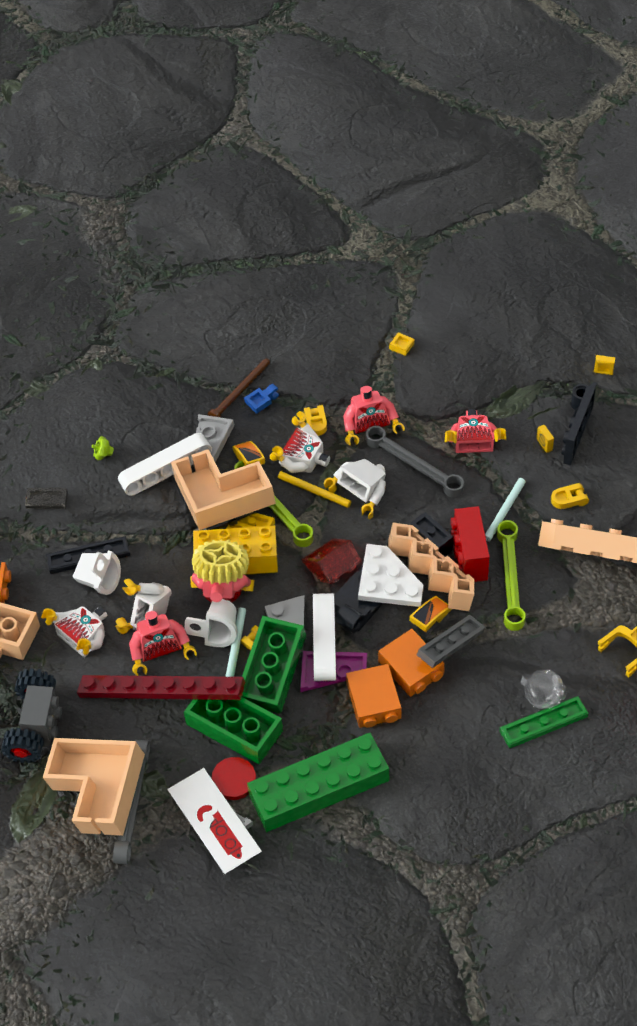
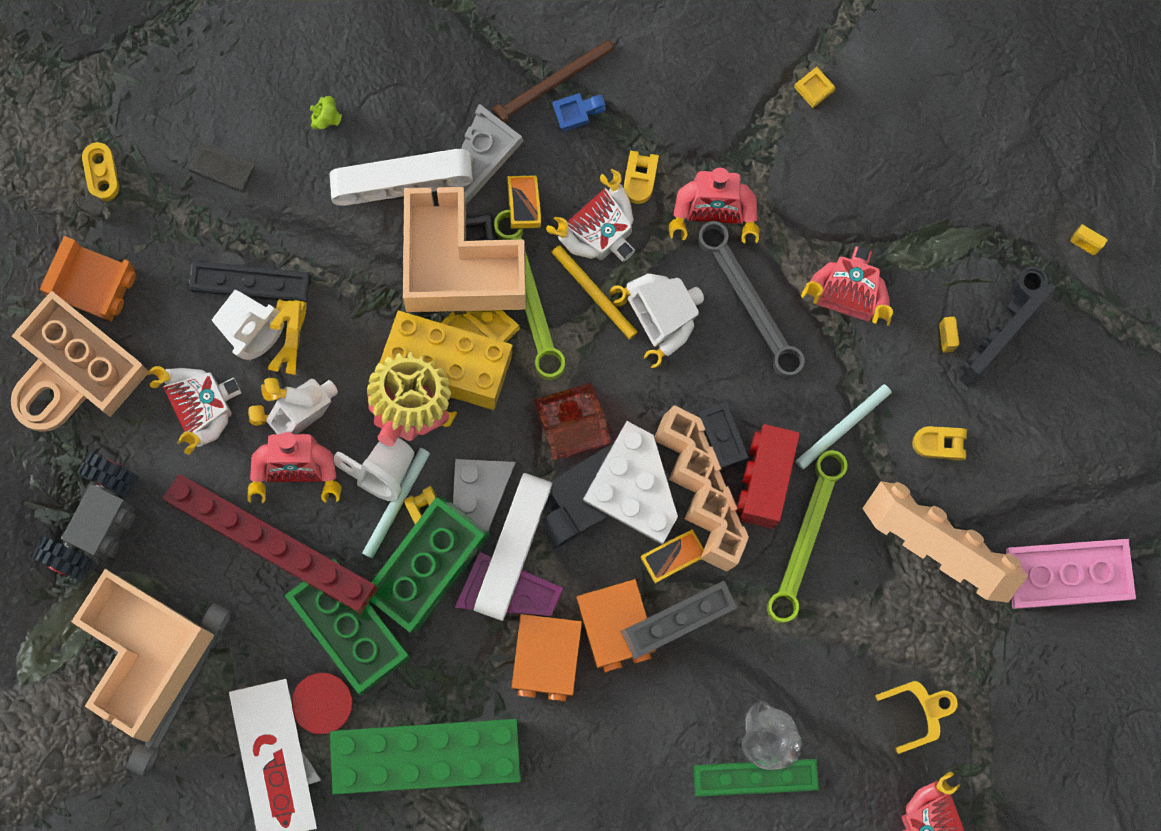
camera: 15 degrees right, 25 degrees up
(124, 555) = (294, 314): none -> yellow piece

